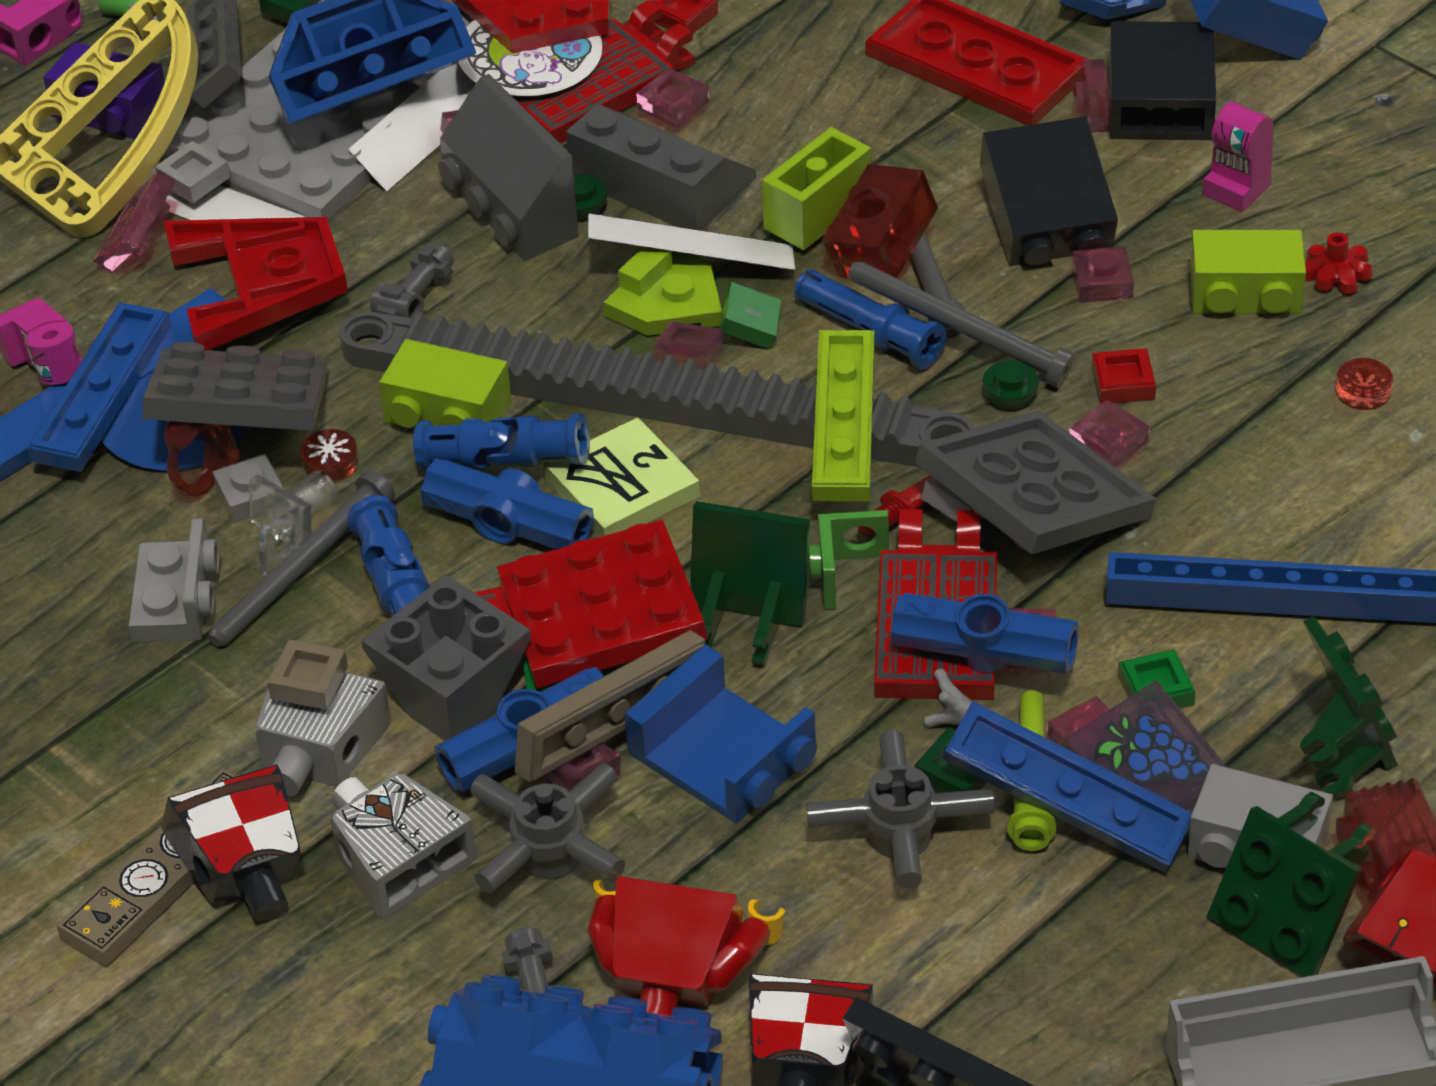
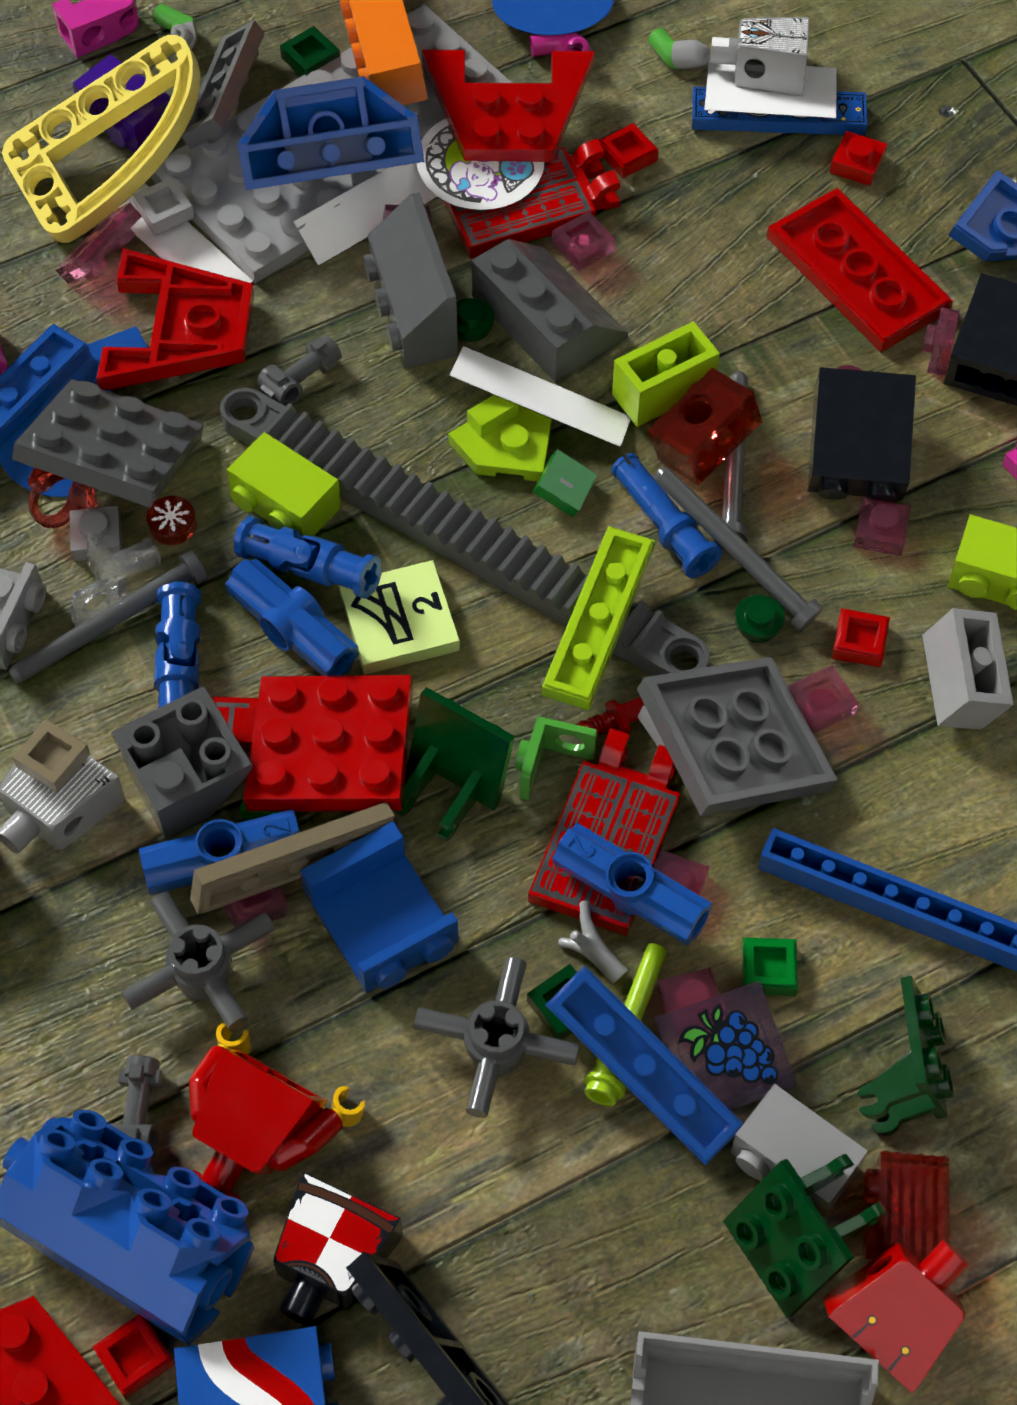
camera: 15 degrees right, 15 degrees up
(398, 840) = (76, 929): light grey torso -> none
(689, 342) = (501, 499): clear pink plate -> none
(1249, 365) = (967, 669): none -> light grey brick

